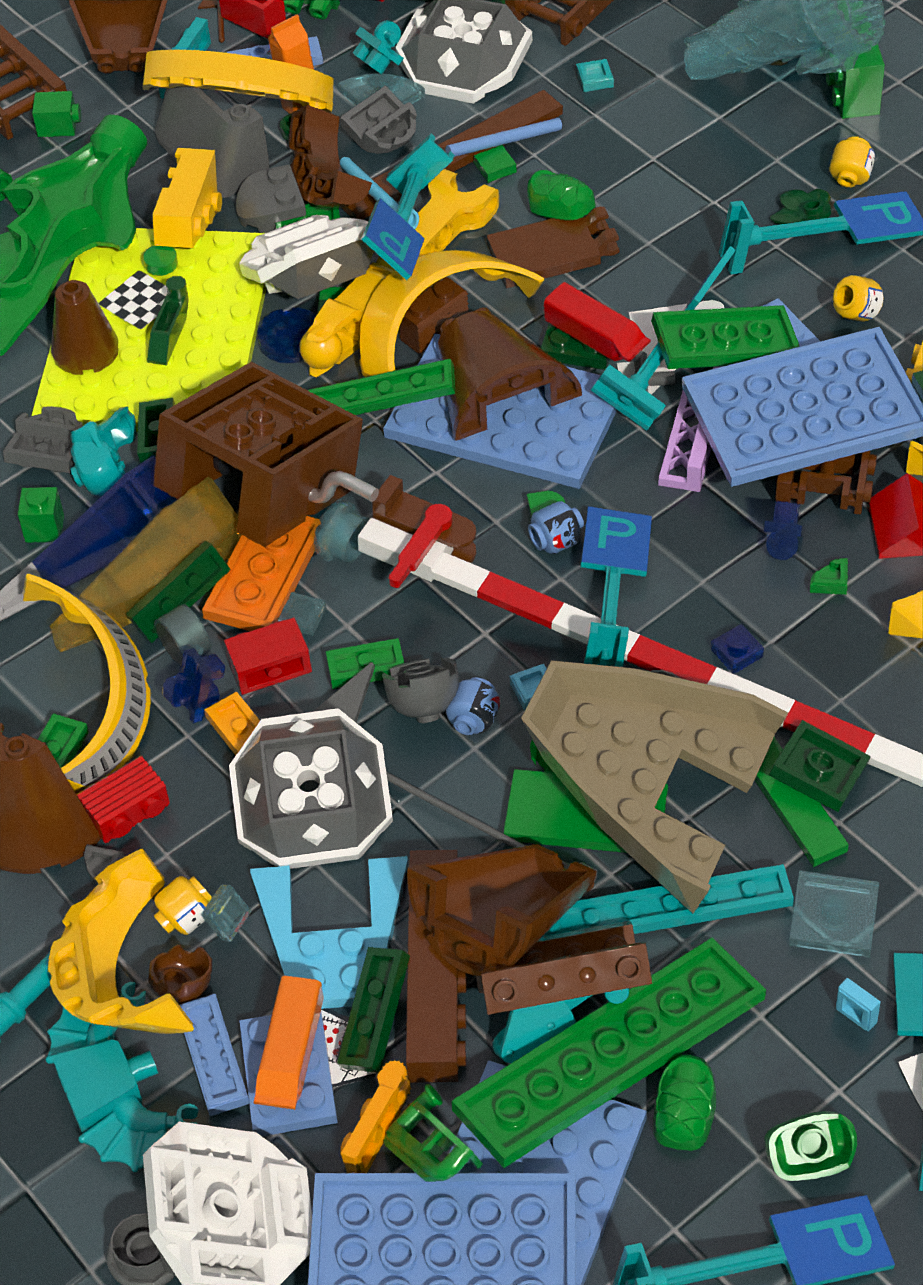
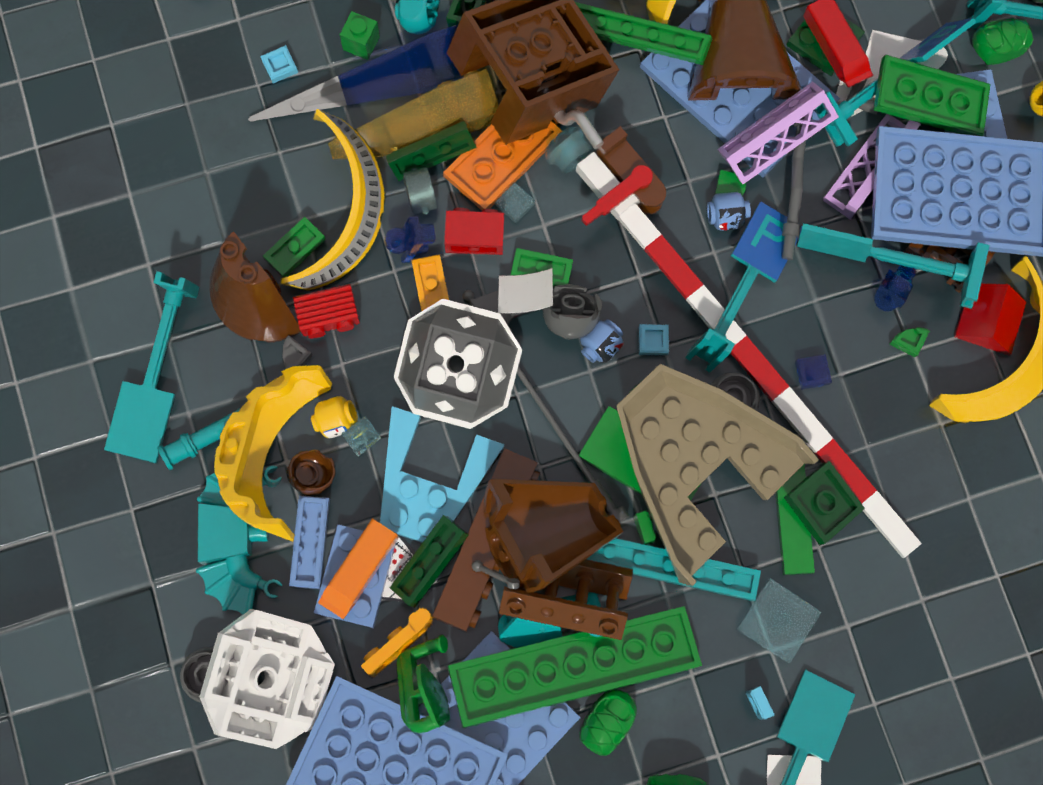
camera: 15 degrees right, 25 degrees up
(359, 683) = (525, 292): none -> white sticker
(437, 982) = (512, 583): none -> dark grey hinge
(562, 419) = (774, 123): none -> lavender fence
(620, 873) = (644, 528): none -> green tile
(636, 512) = (791, 229): none -> dark grey bar
(716, 501) = (859, 248): none -> teal piece
(776, 269) = (1002, 40): none -> green piece

